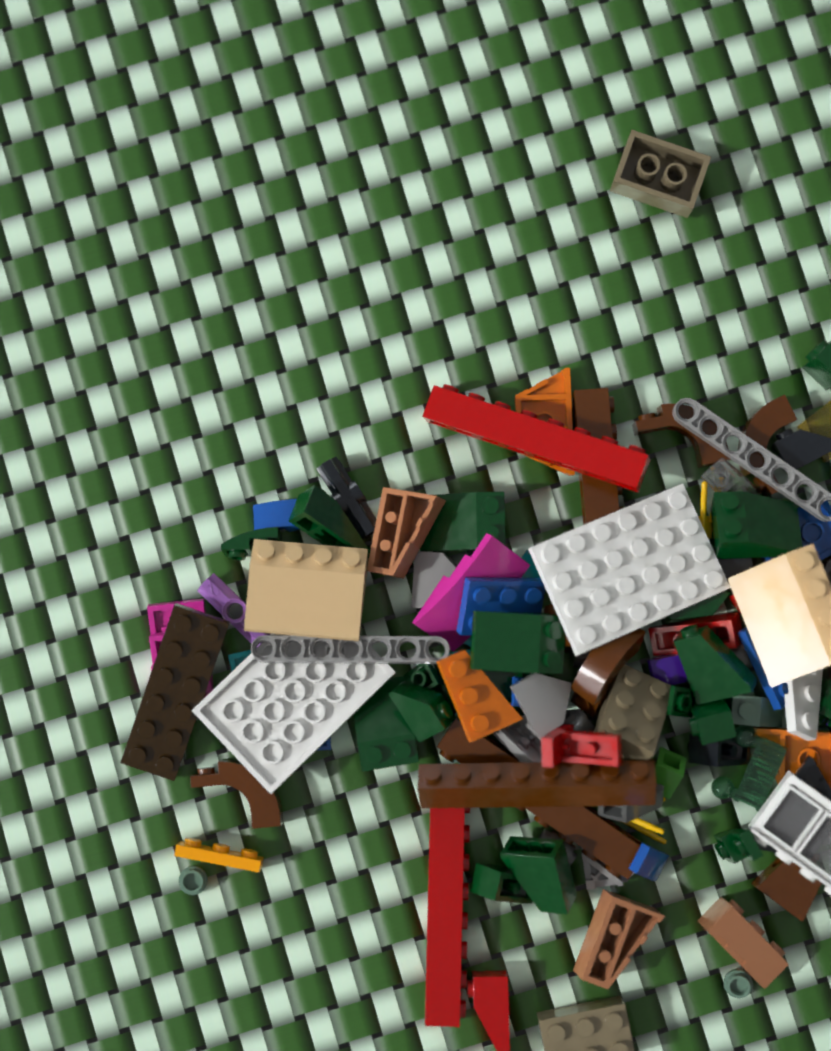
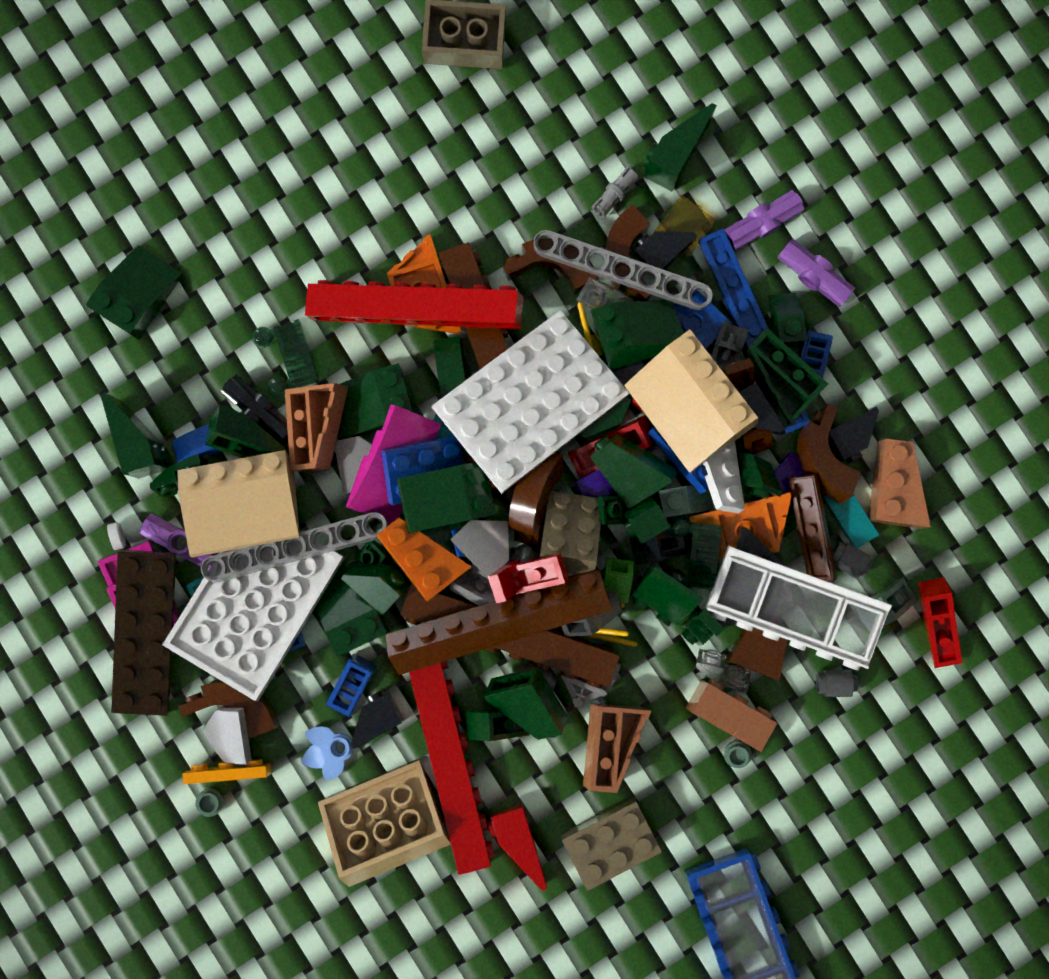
camera: 20 degrees left, 0 degrees up
(172, 585) = (116, 536): none -> white tile
(218, 501) = (135, 445): none -> dark green slope
(232, 819) = (229, 735): none -> slope
(256, 344) = (134, 291): none -> dark green slope
(320, 863) = (324, 752): none -> light blue plate
(362, 951) = (383, 824): none -> tan slope
(381, 784) = (360, 664): none -> blue slope
(383, 844) = (376, 718): none -> black slope
(399, 450) = (295, 355): none -> clear green gear
(554, 507) = (449, 363): none -> dark green slope
(649, 862) = (624, 666): blue slope -> none
(710, 804) = (664, 596): none -> dark green slope
(739, 888) = (713, 666): none -> clear slope
(768, 376) = (615, 192): none -> light grey pin

